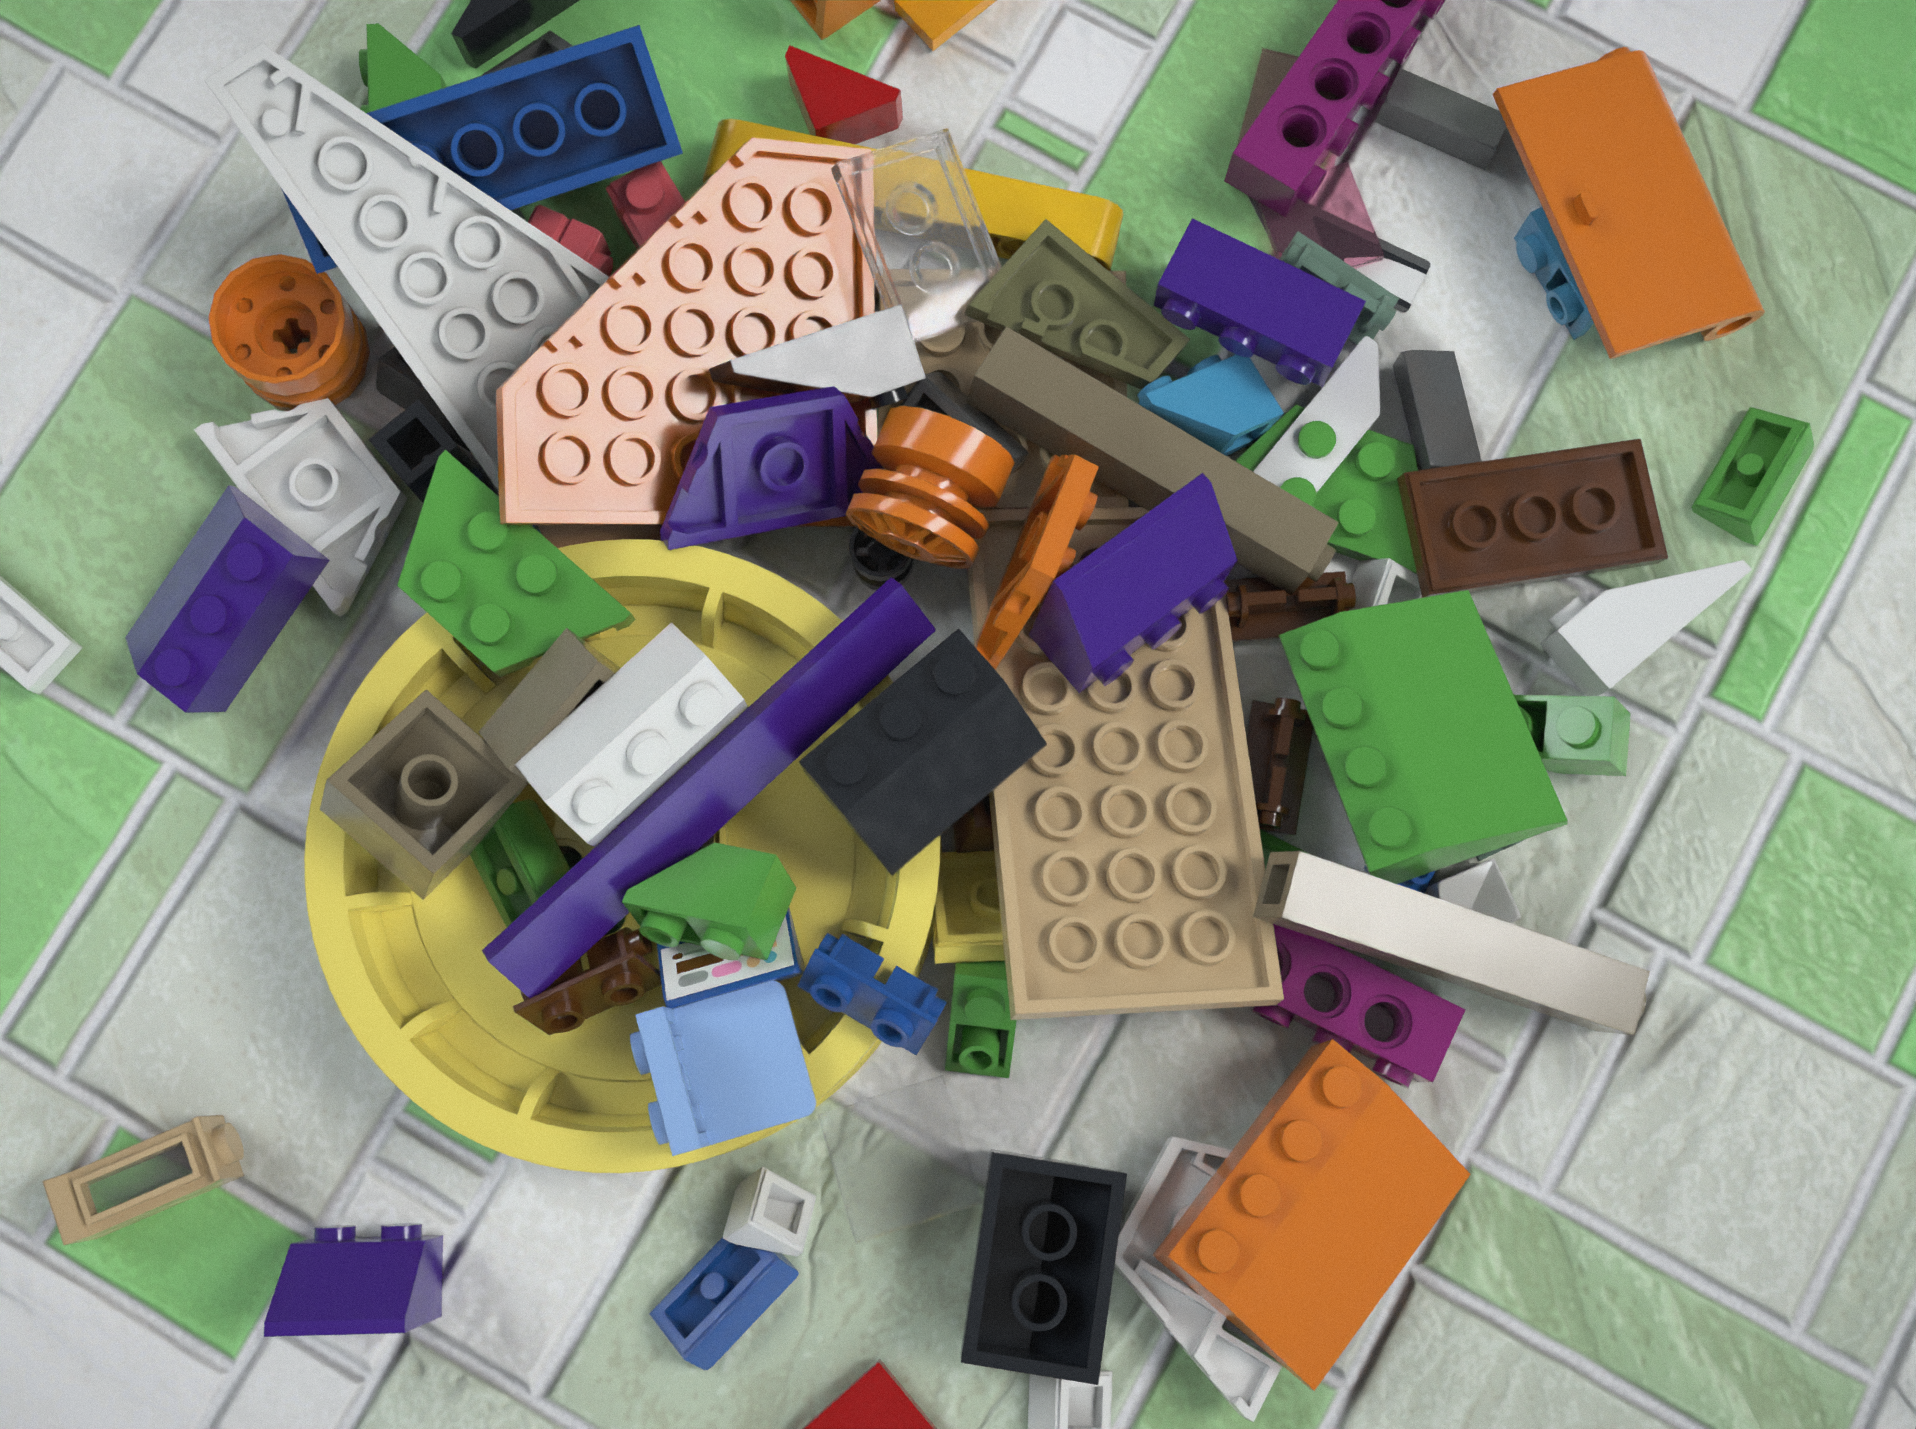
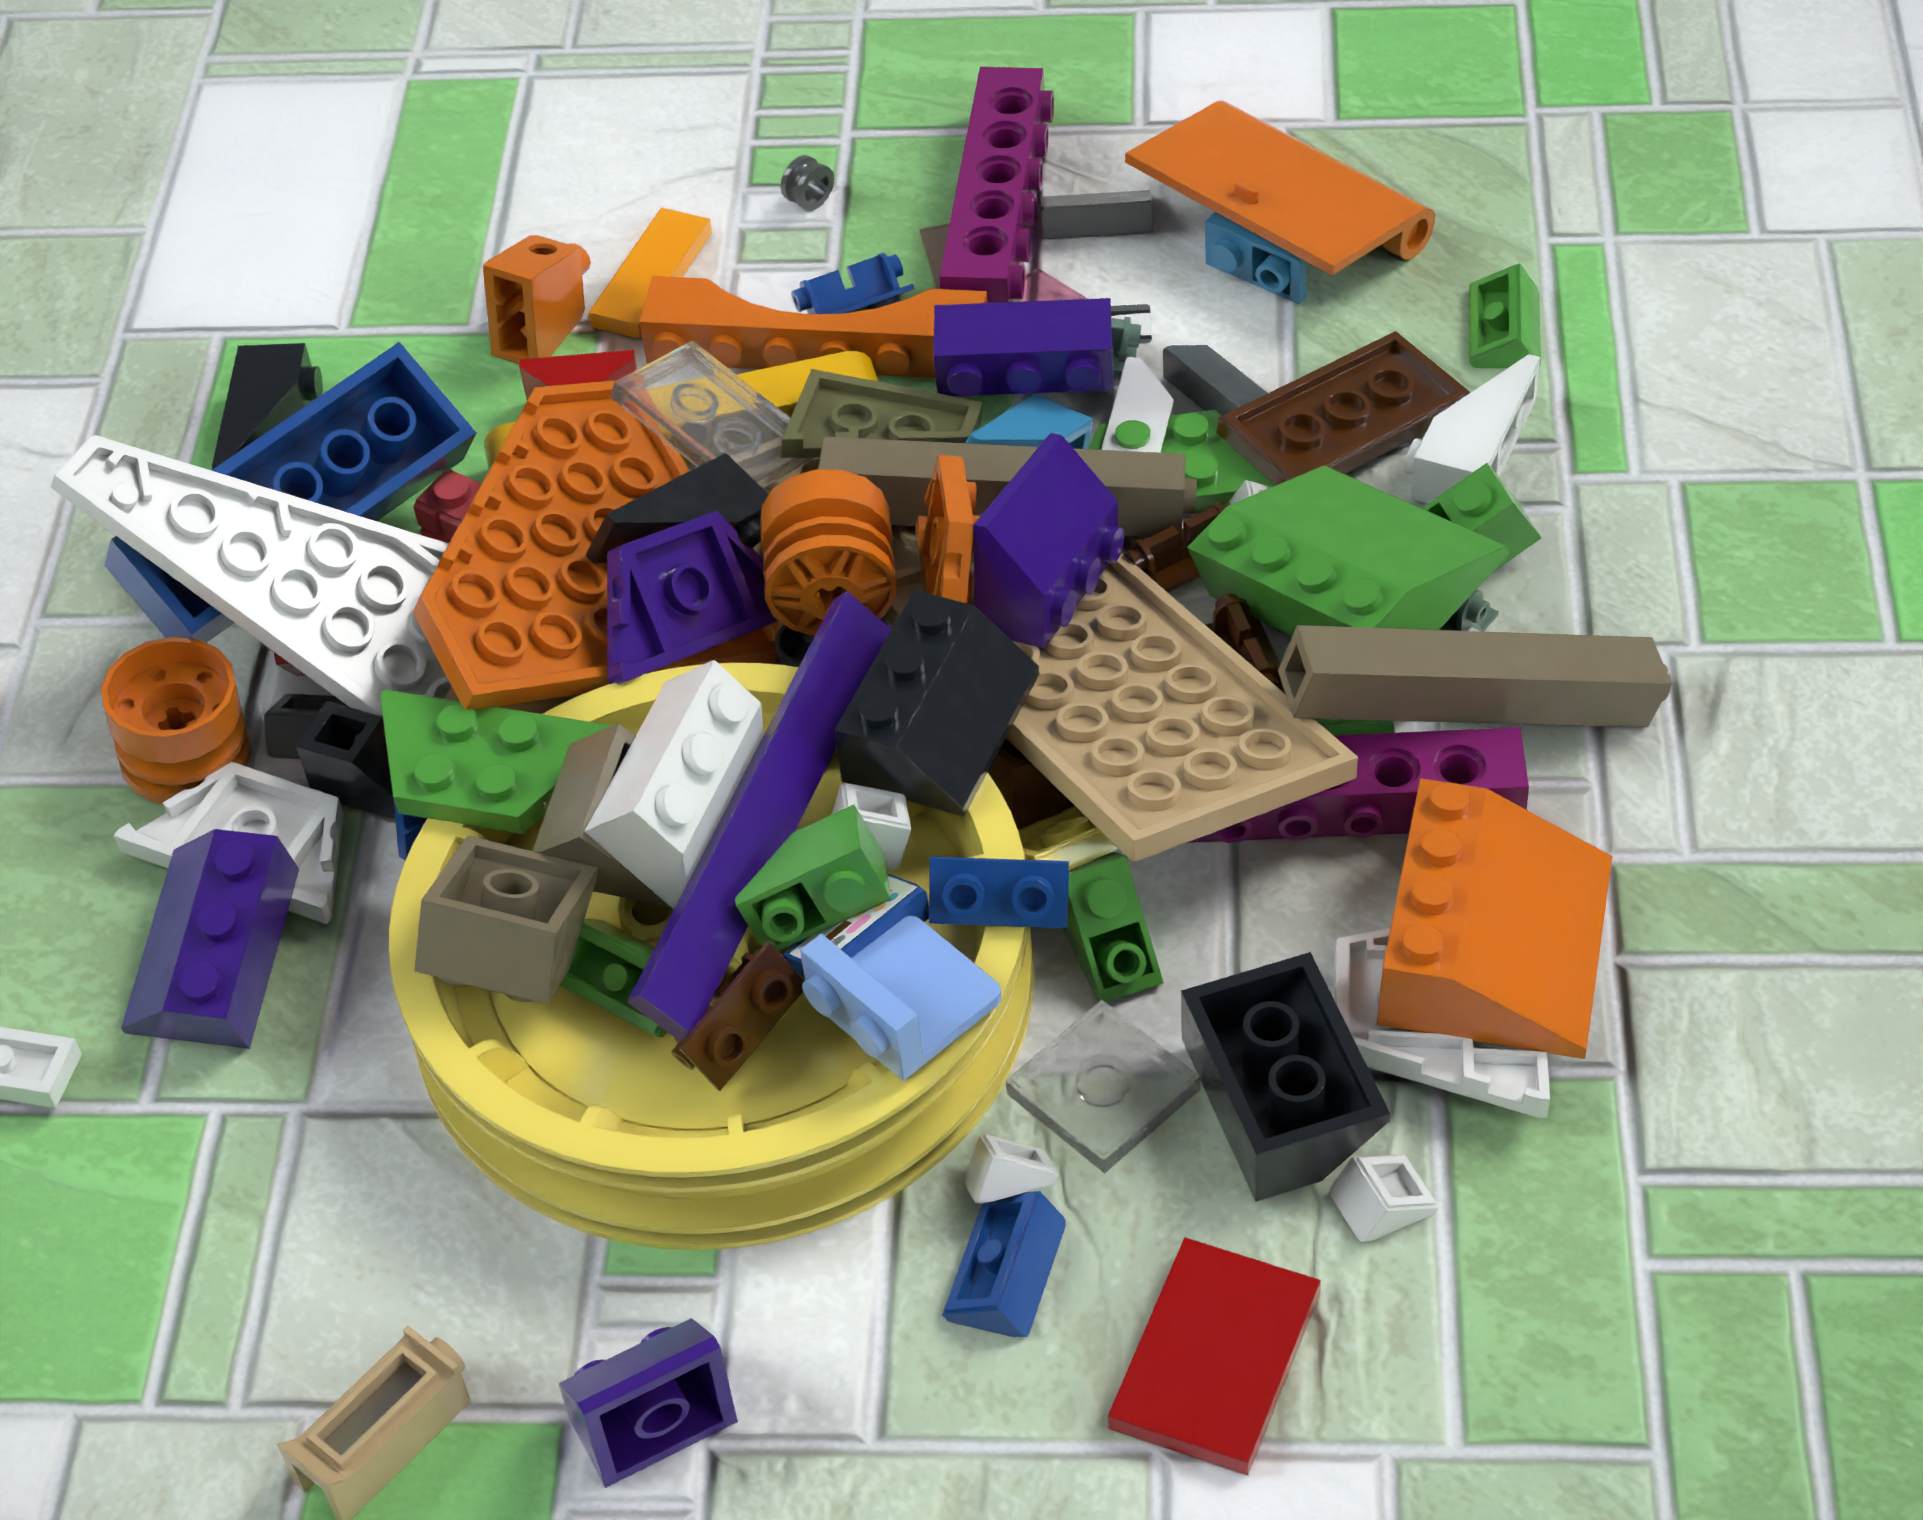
camera: 25 degrees left, 30 degrees down
(804, 843) = (884, 815): none -> white slope
(983, 71) = (759, 337): none -> orange arch
(1169, 121) = (872, 282): none -> blue hinge

